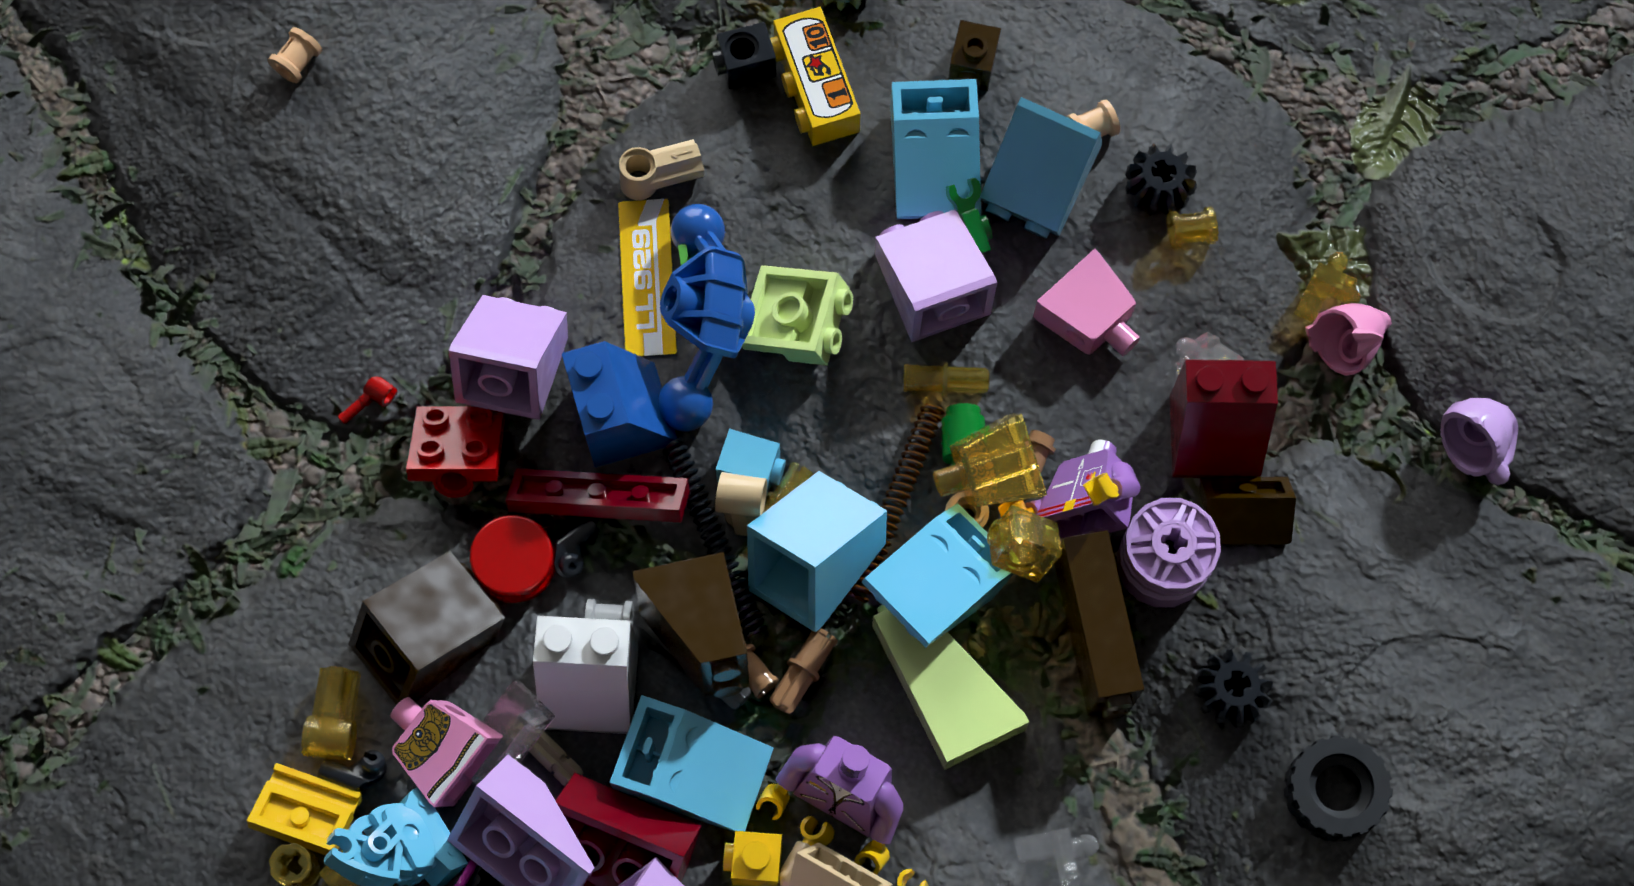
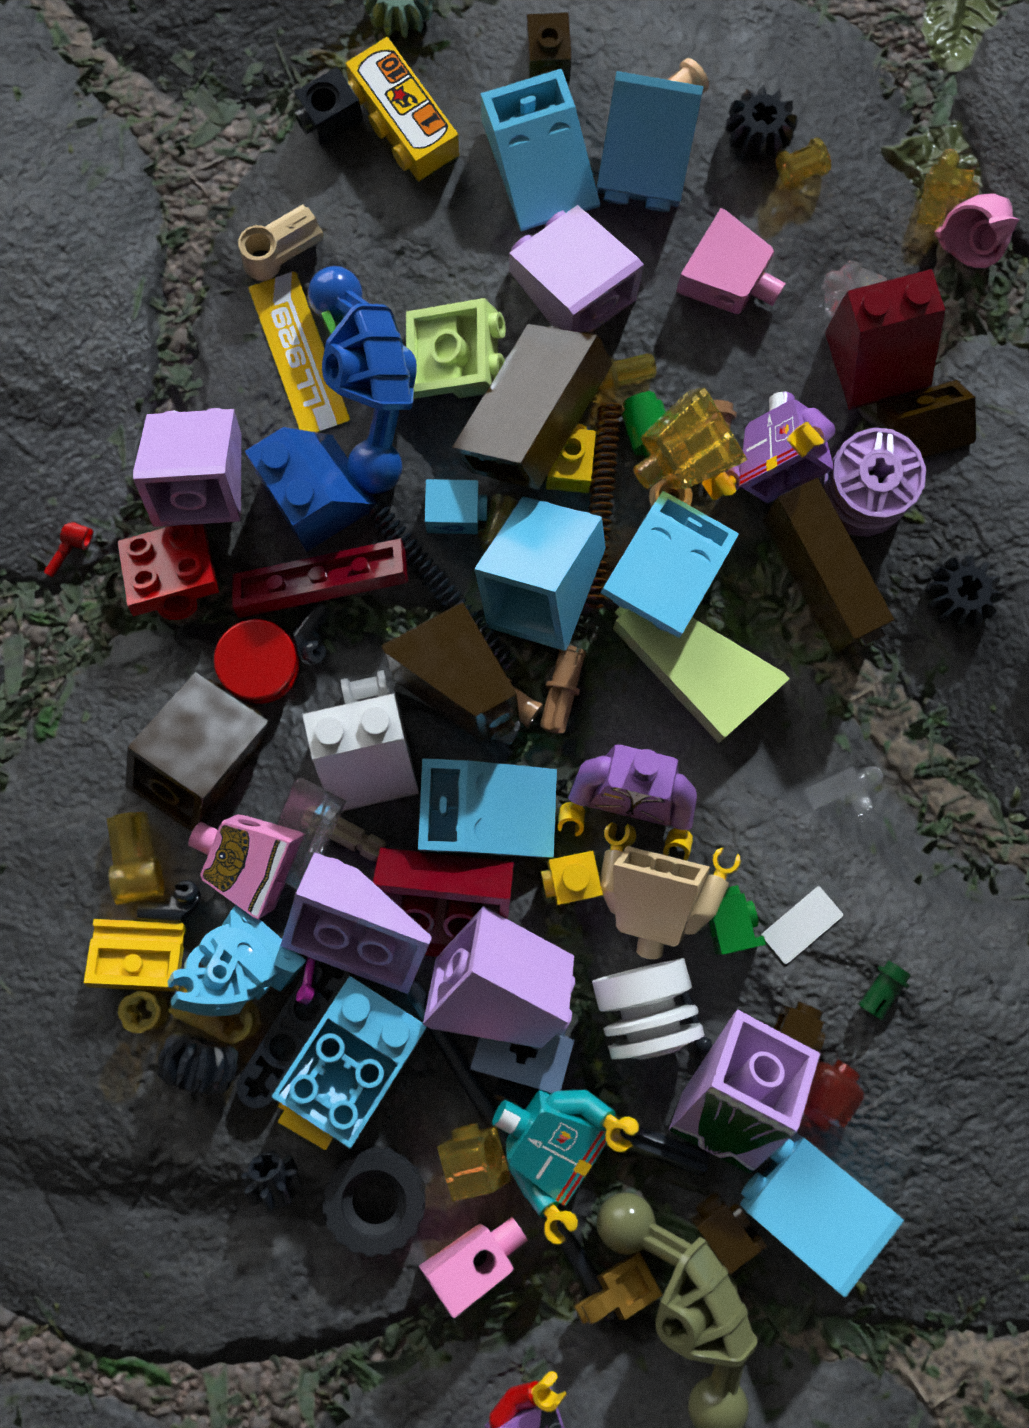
camera: 20 degrees left, 10 degrees up
(740, 499) = (459, 545): tan piece -> none
(854, 386) = (533, 405): none -> brick
(878, 448) = (575, 462): none -> yellow brick
(977, 225) = (594, 207): green plate -> none
(1024, 543) = (739, 511): clear yellow brick -> none

